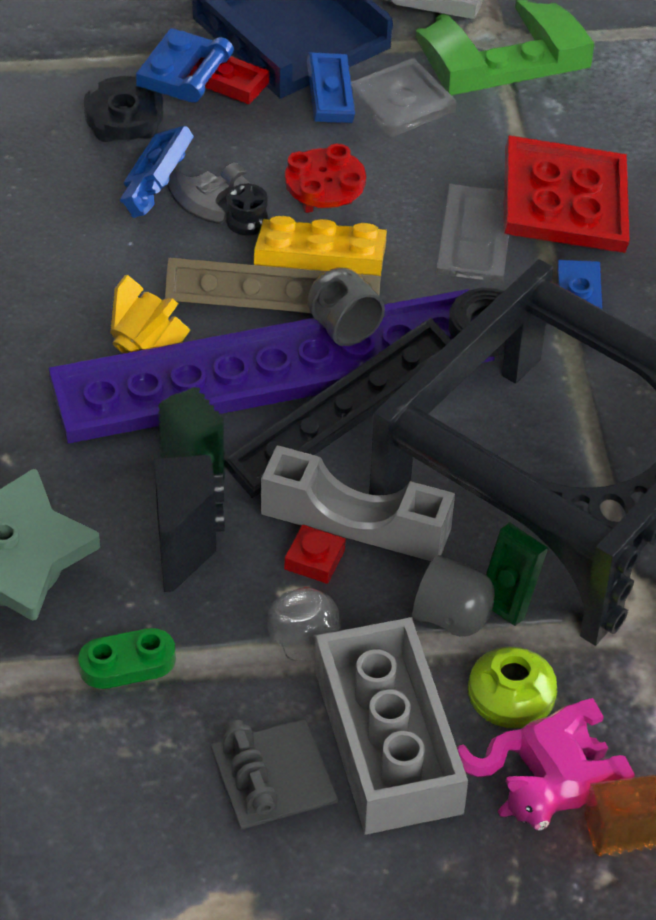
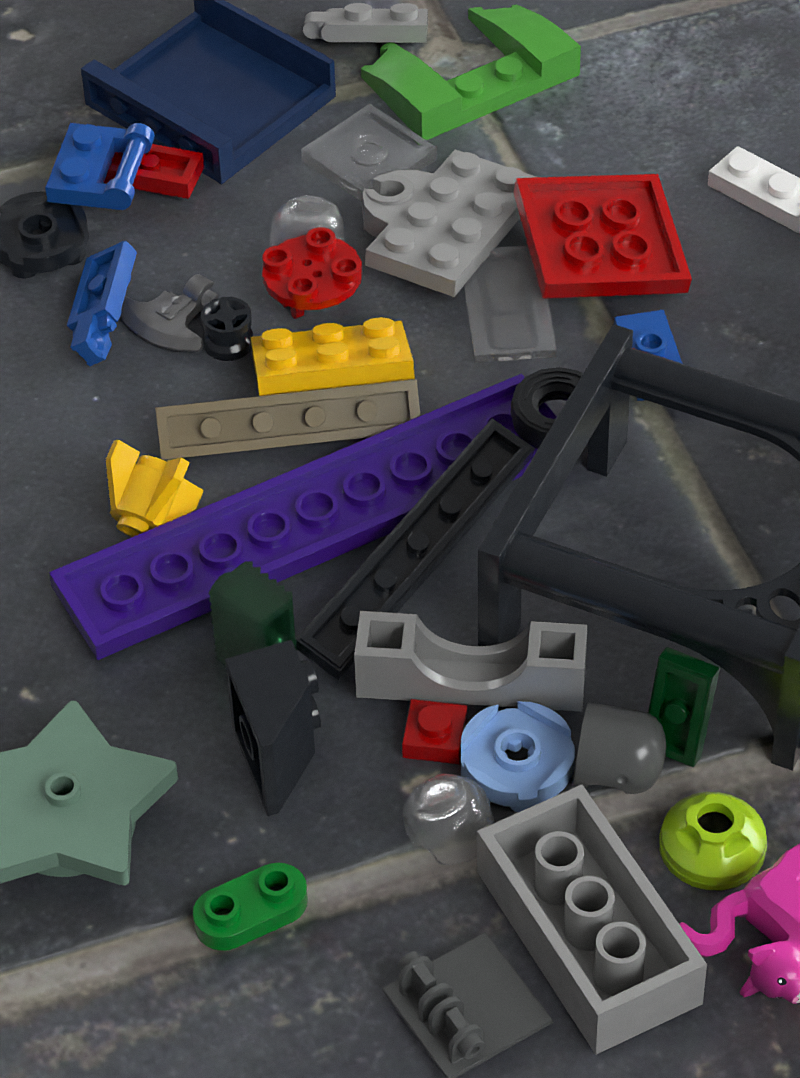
camera: 10 degrees left, 0 degrees up
(330, 87) = (281, 158): blue plate -> none
(336, 132) = (303, 214): none -> clear hair
(345, 295) = (388, 424): dark grey helmet -> none
(367, 606) = (523, 781): none -> light blue plate
(439, 160) = (441, 222): none -> light grey plate

